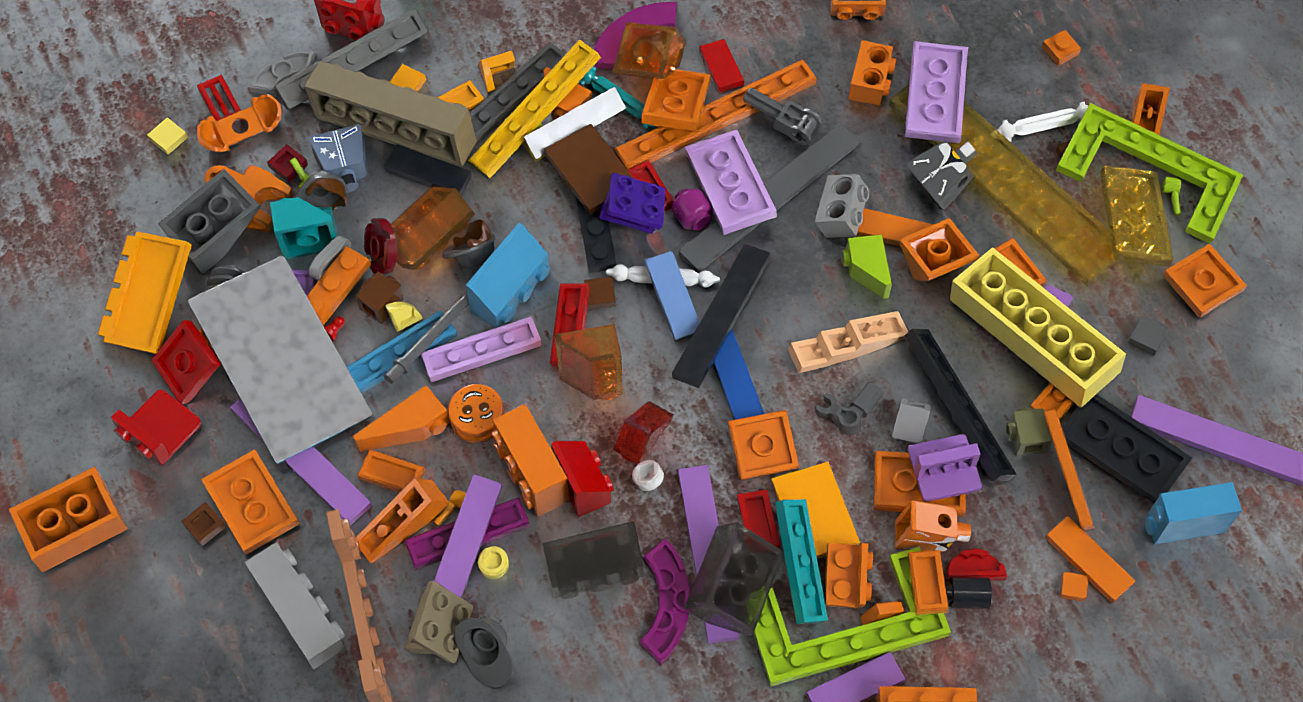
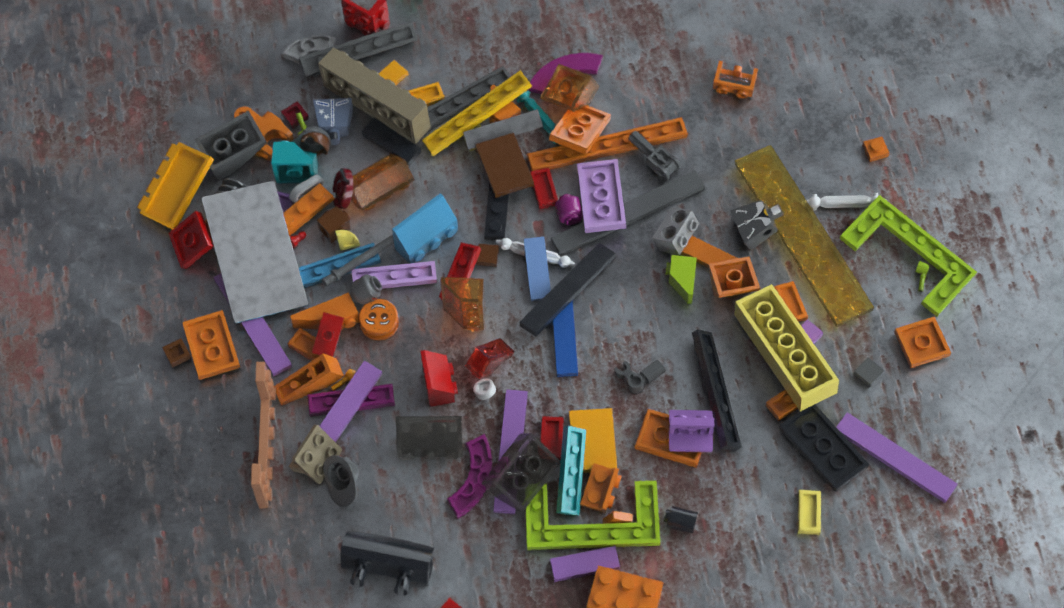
camera: 15 degrees right, 0 degrees up
(68, 519) = (88, 328): orange brick -> none
(157, 426) = (161, 280): red bracket -> none
(167, 136) = (217, 77): light yellow tile -> none
(211, 84) = (262, 73): red tile -> none
(261, 117) = (285, 77): orange piece -> none
(295, 605) = (223, 420): light grey brick -> none
(413, 450) = (328, 334): none -> red plate
(448, 376) = (365, 289): none -> dark grey head
(474, 247) = (407, 203): piece -> none
(493, 562) = (363, 423): light yellow tile -> none
(495, 65) = (458, 75): light orange tile -> none
(530, 461) = (404, 360): orange brick -> none
(634, 204) = (527, 196): dark purple bracket -> none
(721, 65) = (621, 109): red tile -> none
(763, 445) = (570, 386): orange tile -> none
(848, 342) = (651, 328): light nougat slope -> none
(868, 72) = (725, 137): orange brick -> none
(911, 421) = (678, 393): light grey brick -> none
(928, 582) = (654, 505): orange tile -> none
(929, 527) = (667, 469): orange torso -> none
(936, 92) = (770, 162): lavender tile -> none
(975, 564) = (693, 501): red tile -> none
(1028, 431) = (758, 419): olive brick -> none
(1069, 470) = (777, 452): orange tile -> none
(1074, 586) = (757, 533): orange piece -> none
(1090, 559) = (774, 517): orange tile -> none
(1132, 541) = (809, 512): none -> light yellow tile
(1136, 216) = (886, 284): clear yellow plate -> none
(1150, 106) = (924, 208): orange slope -> none
(1193, 513) = (853, 501): dark azure brick -> none

